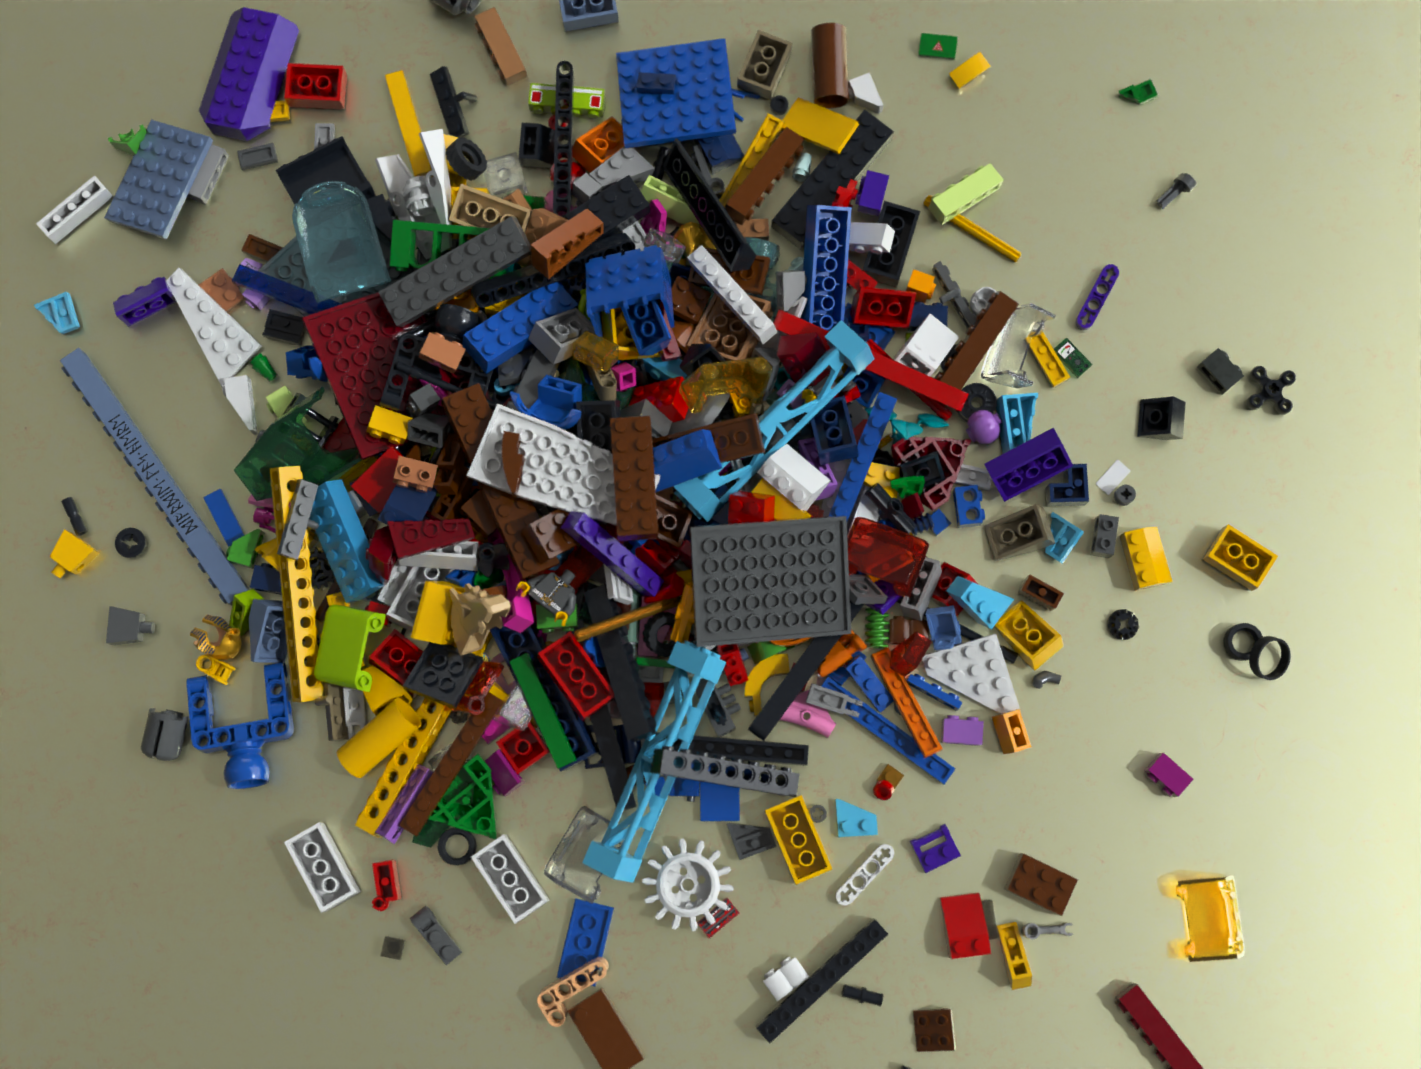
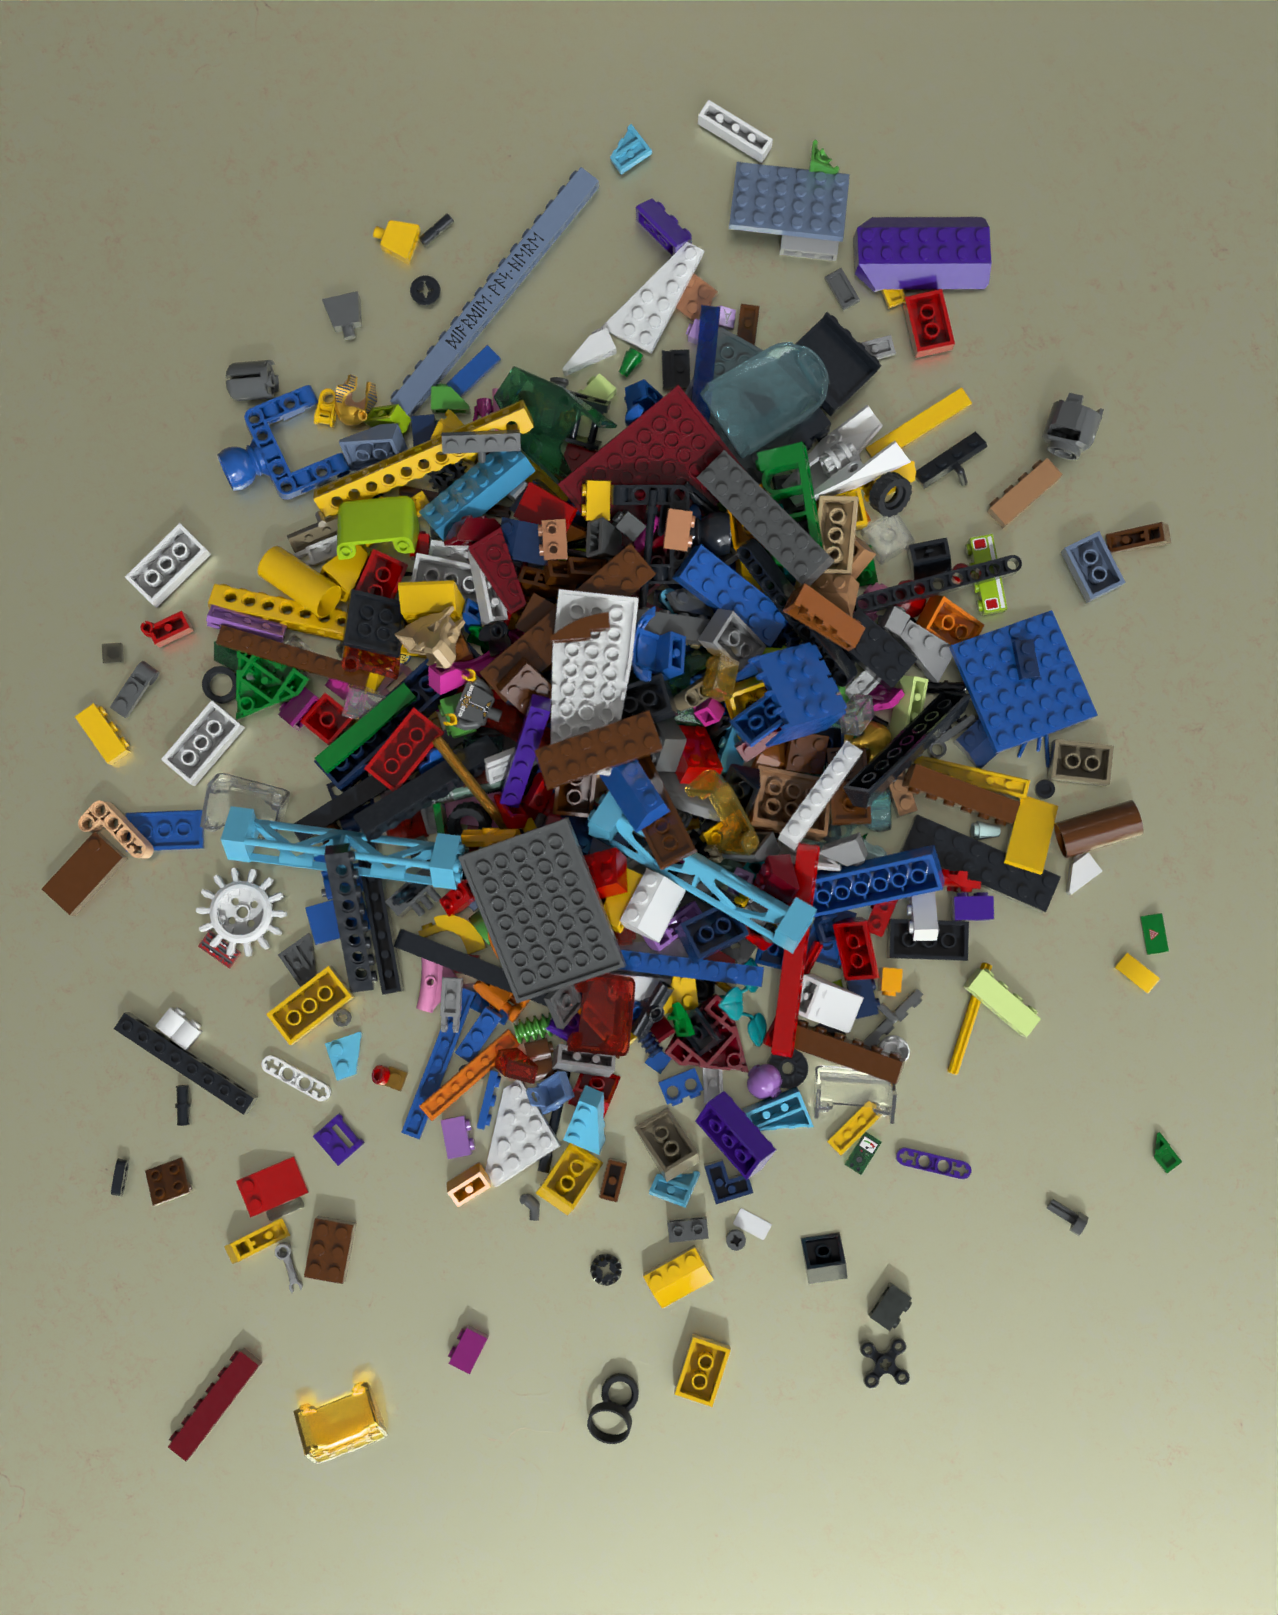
camera: 80 degrees right, 5 degrees up
(470, 978) = (103, 733): none -> yellow brick

